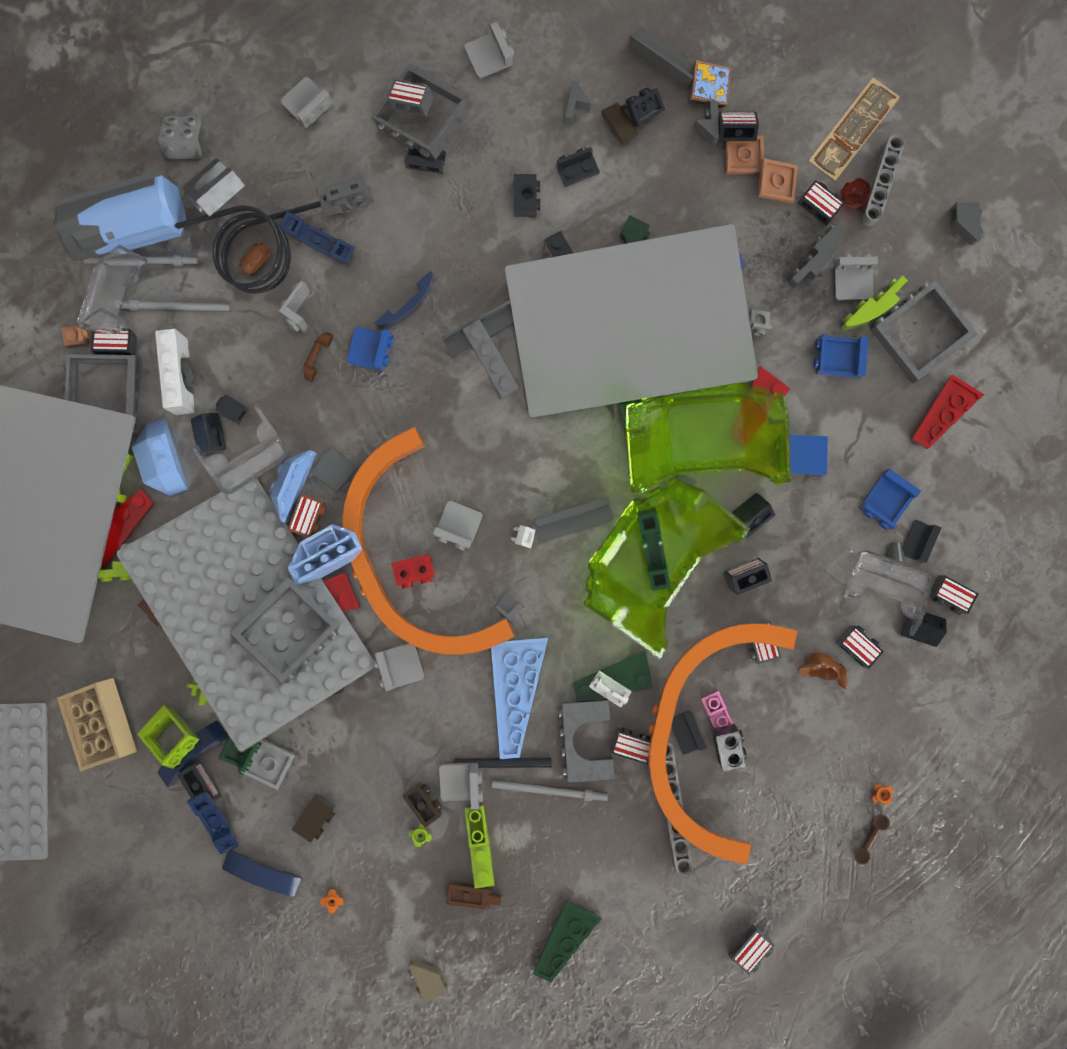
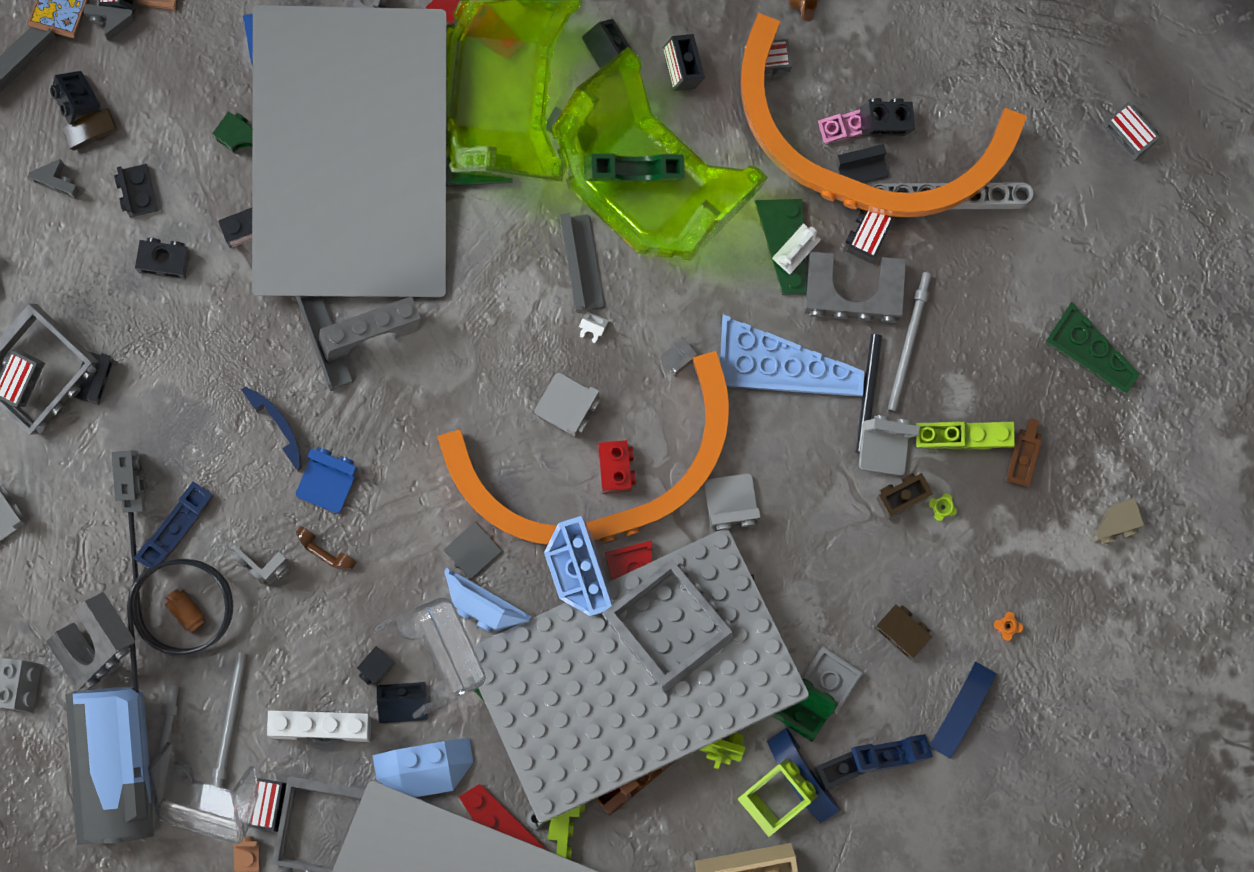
camera: 85 degrees left, 5 degrees down
(307, 516) = (527, 589): brick -> none

